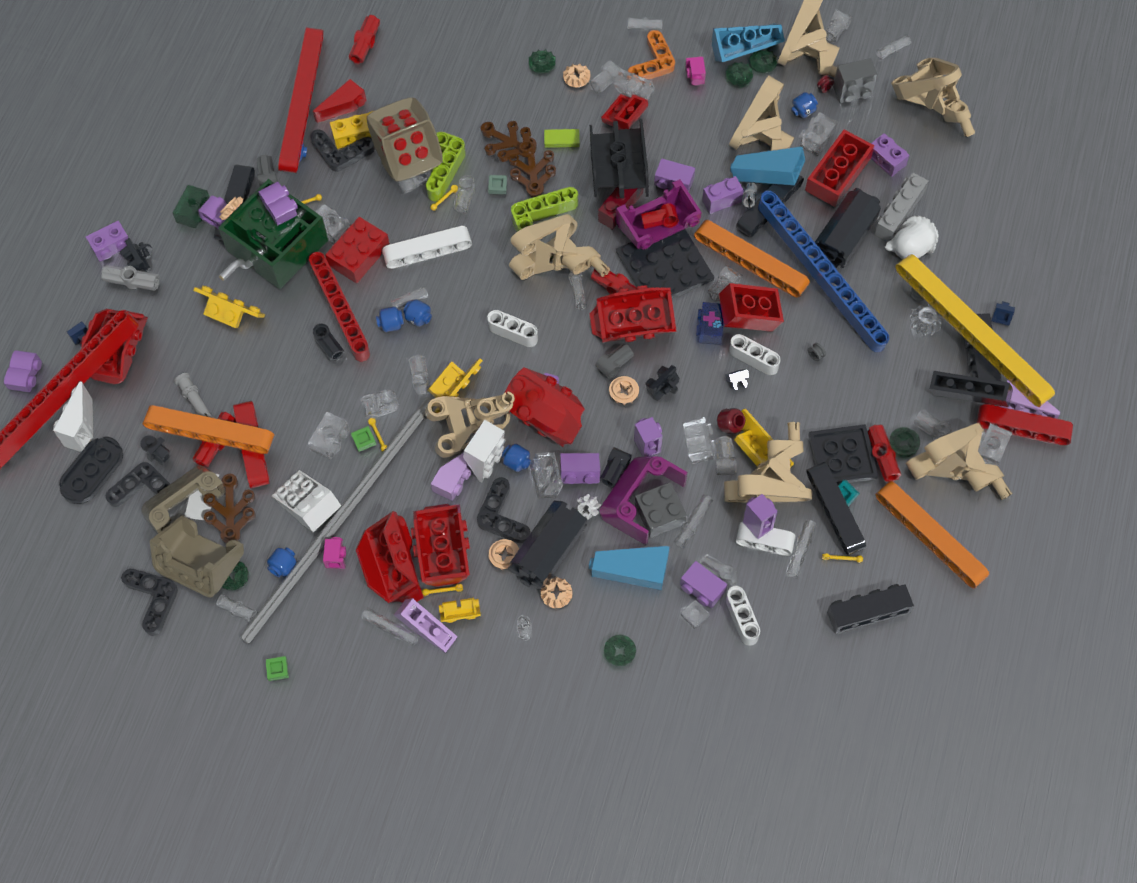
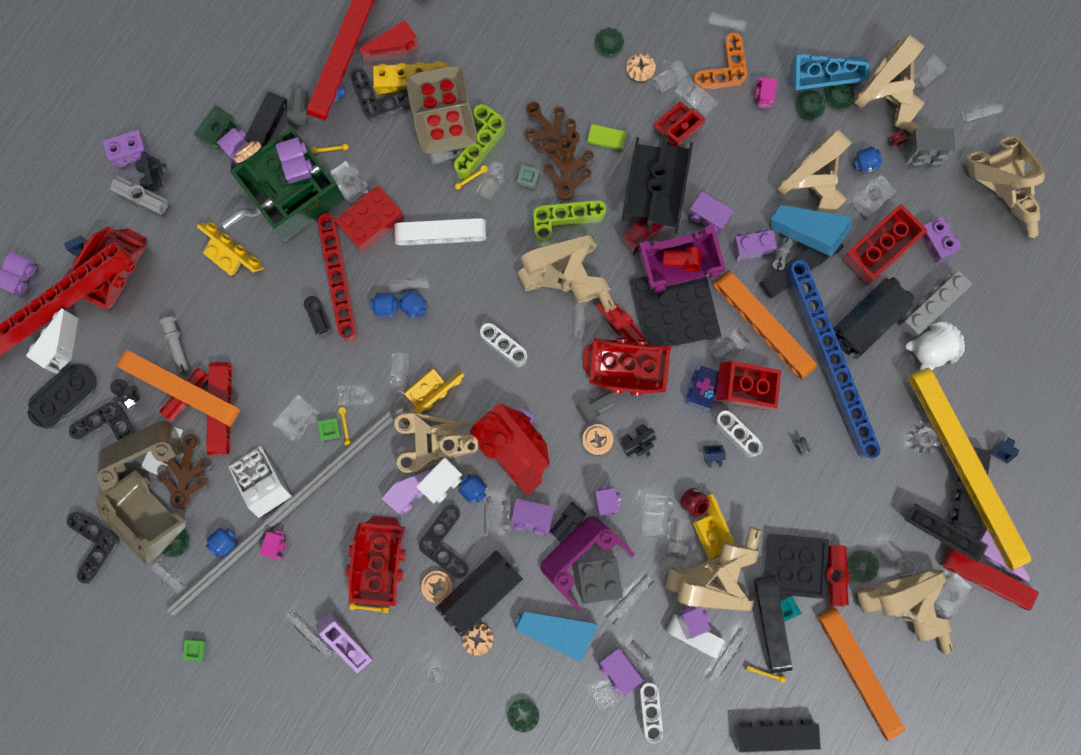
camera: 15 degrees right, 15 degrees up
(388, 561) = (320, 570): red slope -> none
(450, 612) = (385, 638): yellow hinge -> none
(586, 502) = (529, 558): white gear -> none

